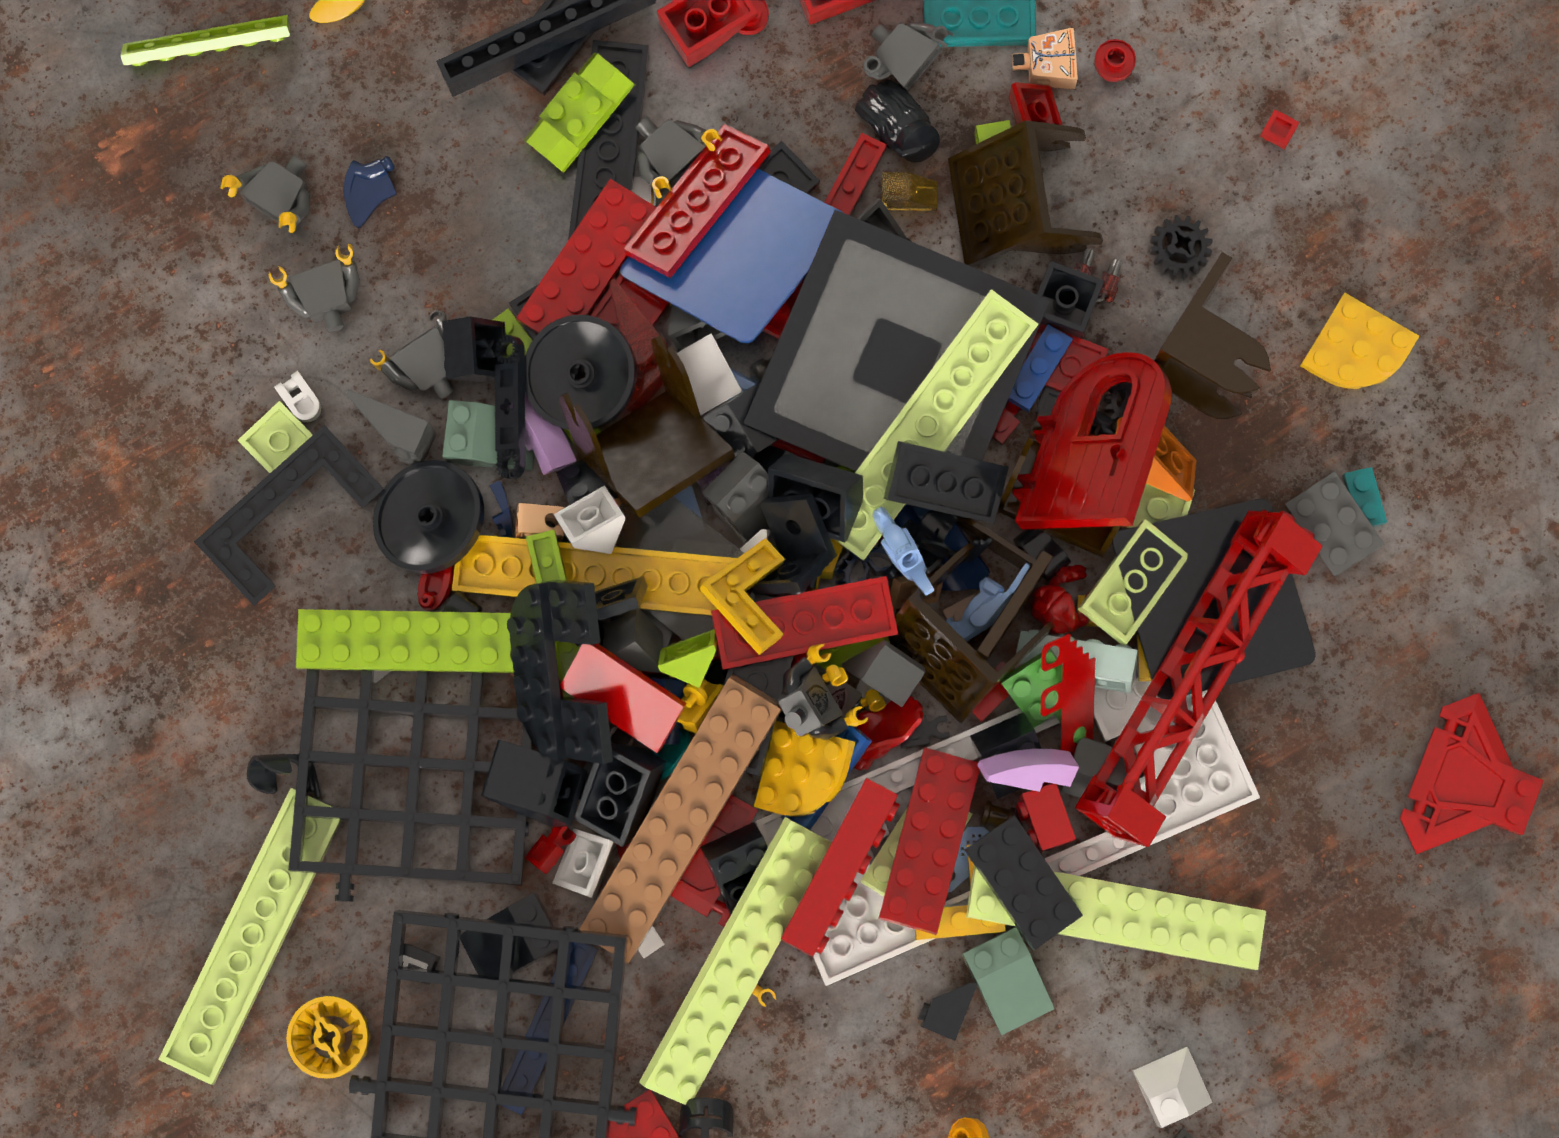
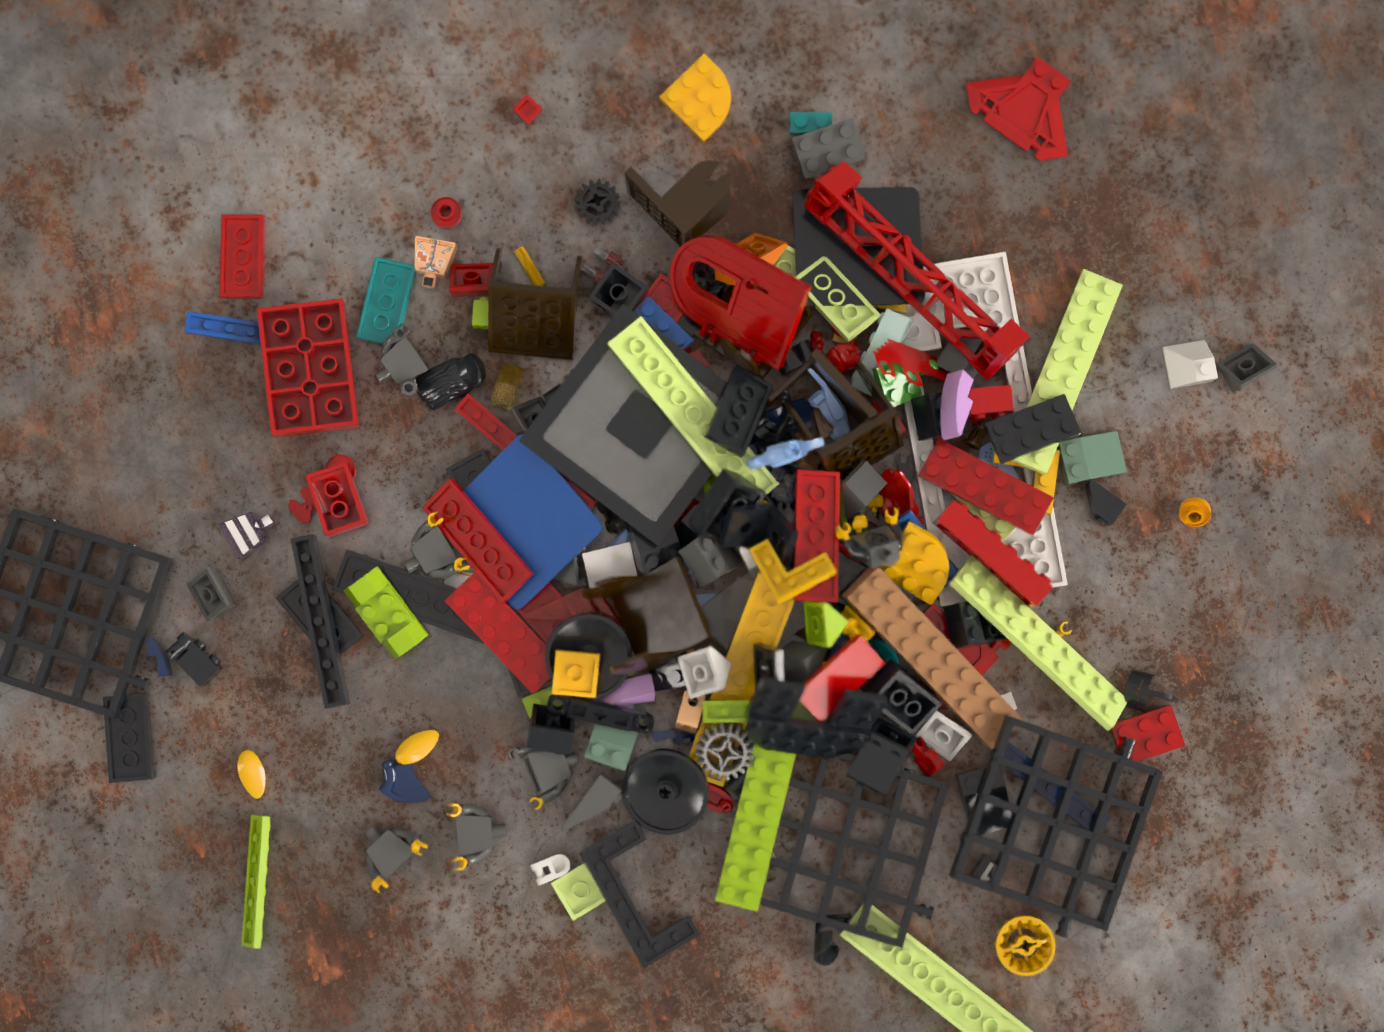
camera: 80 degrees left, 5 degrees up
(417, 193) = (416, 747): none -> yellow arm
(495, 564) = (732, 753): none -> light grey gear
(552, 359) = (575, 673): none -> yellow plate
(1071, 183) = (529, 266): none -> yellow axle

